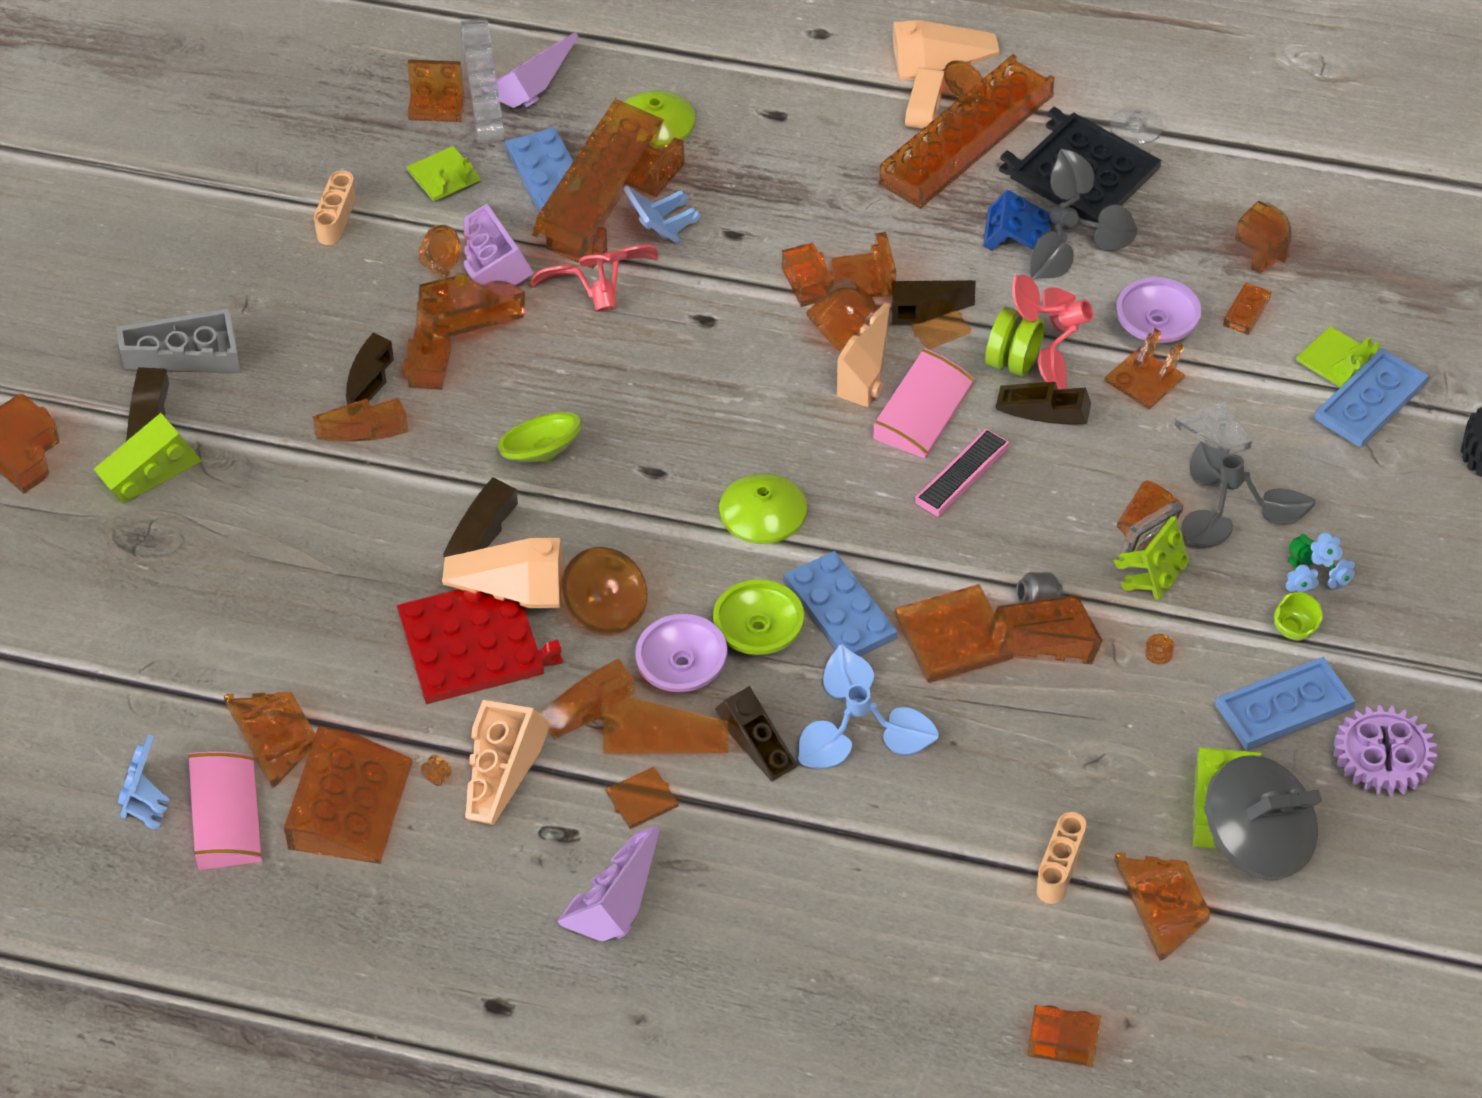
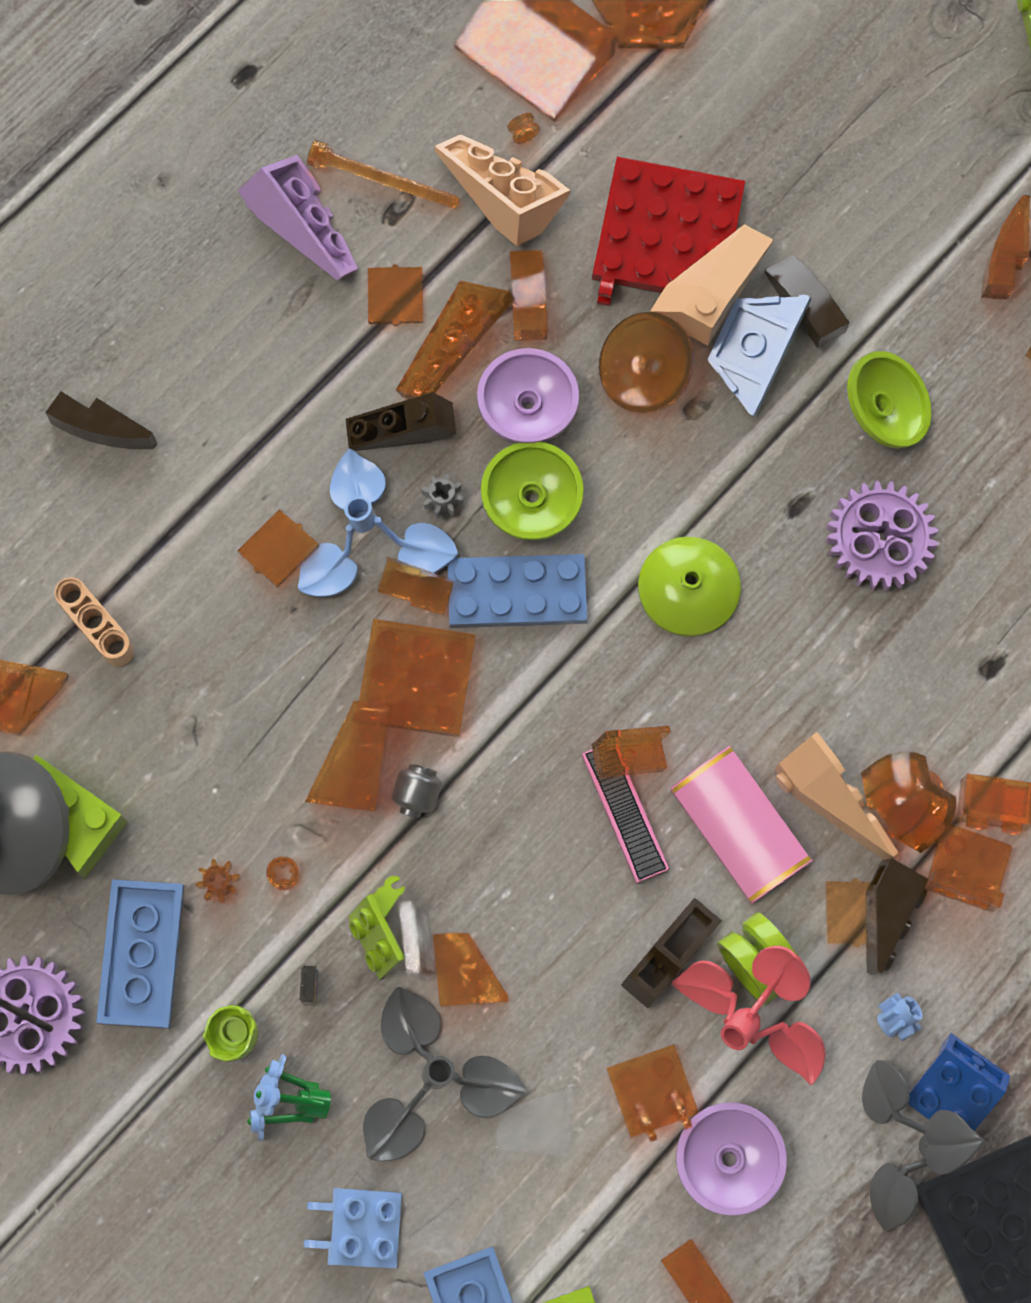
camera: 115 degrees right, 25 degrees up
(522, 522) = (755, 344): none -> light blue wing
(547, 902) = (322, 156): none -> clear orange piece
(630, 414) = (885, 506): none -> lavender gear
(798, 679) = (446, 488): none -> light grey gear
(881, 663) = (415, 585): none -> clear orange slope
(895, 941) = (98, 424): none -> dark brown slope
(912, 772) = (278, 548): none -> clear orange piece
(918, 478) = (630, 751): none -> clear orange panel
(995, 267) = (899, 1016): none -> light blue gear
(1197, 679) = (209, 876): none -> clear orange gear
(1227, 590) = (308, 985): none -> clear smoke tile
(1363, 481) = (362, 1228): none -> light blue plate

